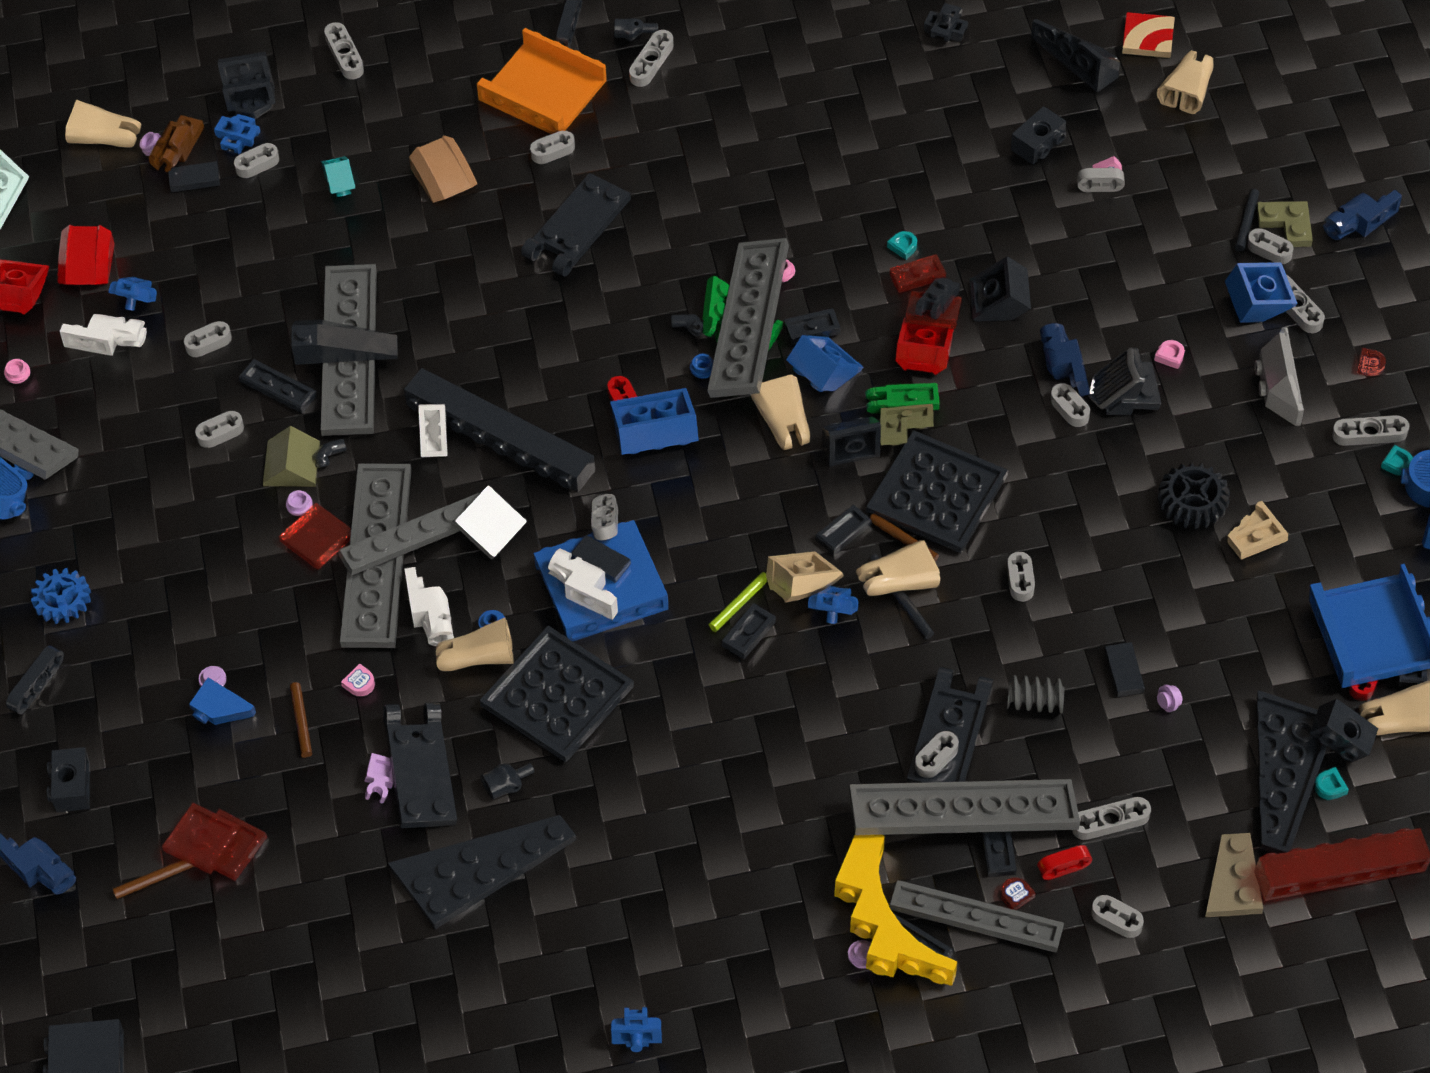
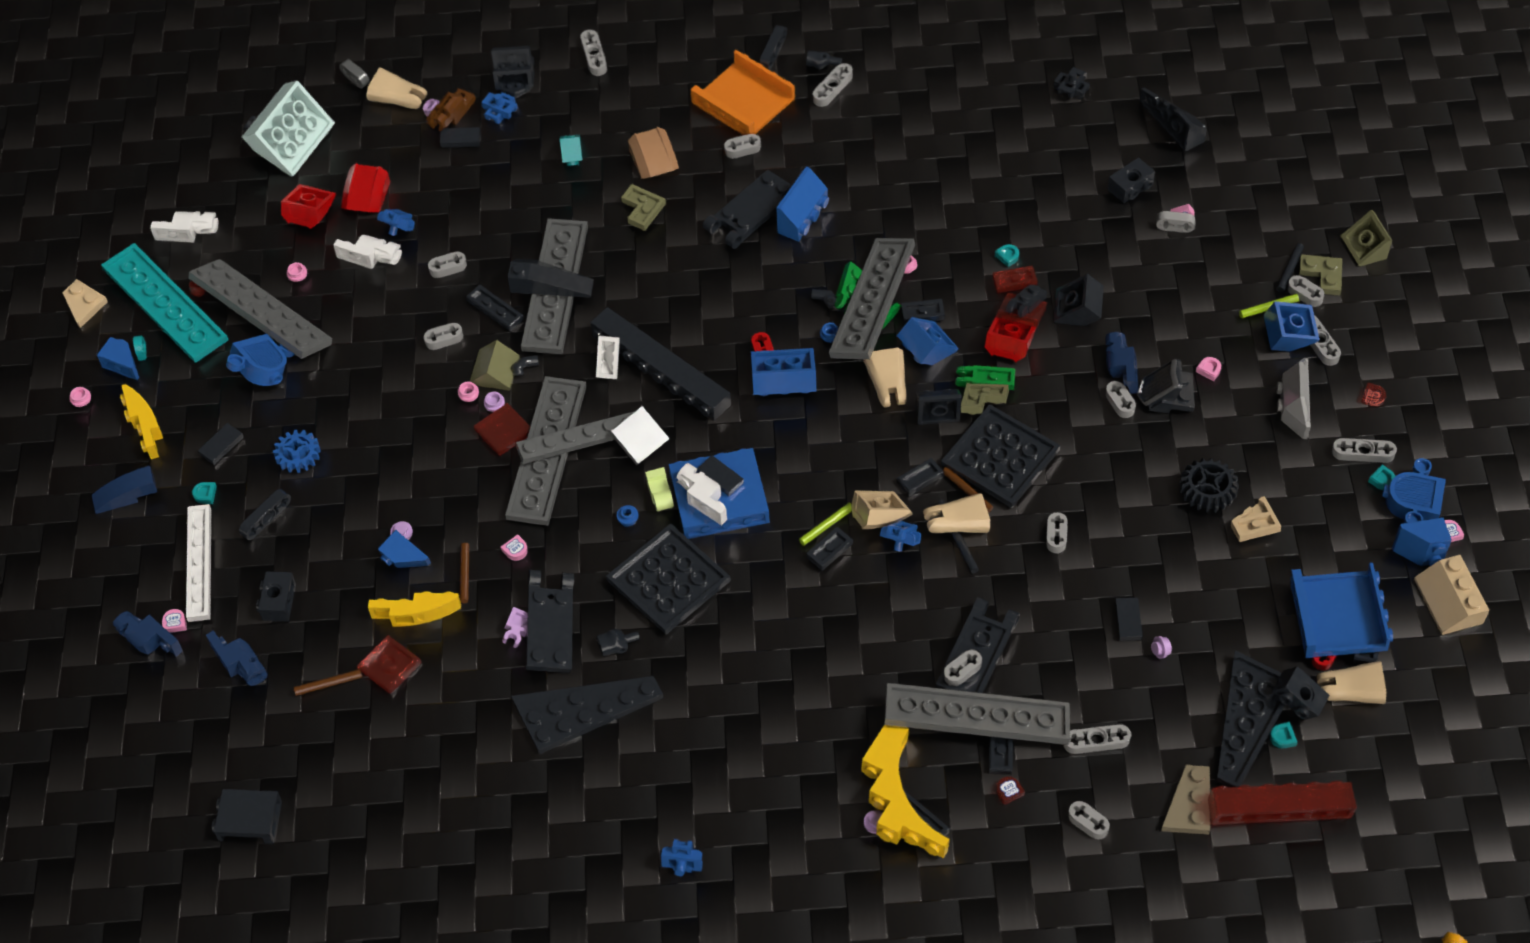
camera: 10 degrees right, 0 degrees up
(43, 111) = (354, 73): none -> dark grey beam
(201, 838) = (369, 656): clear red tile -> none
(256, 160) = (510, 130): light grey beam -> none
(258, 771) = (423, 608): none -> yellow slope
(262, 489) = (465, 388): none -> bright pink plate
(429, 609) = (579, 498): white plate -> none
(445, 234) = (646, 206): none -> olive plate
(484, 646) = (617, 533): tan piece -> none
(526, 585) = (659, 489): none -> yellowish green leg
(604, 517) = (730, 442): light grey beam -> none
(641, 213) = (801, 205): none -> blue slope
(977, 916) = (973, 804): dark grey plate -> none
(1036, 694) = (1052, 629): dark grey piece -> none
(1064, 862) = (1052, 770): red beam -> none
(1148, 35) = (1234, 110): tile -> none
(1187, 83) = (1259, 152): tan piece -> none
(1226, 270) = (1264, 307): none -> lime bar
(1334, 175) = (1367, 240): none -> olive slope
(1362, 215) = (1385, 274): dark blue plate -> none

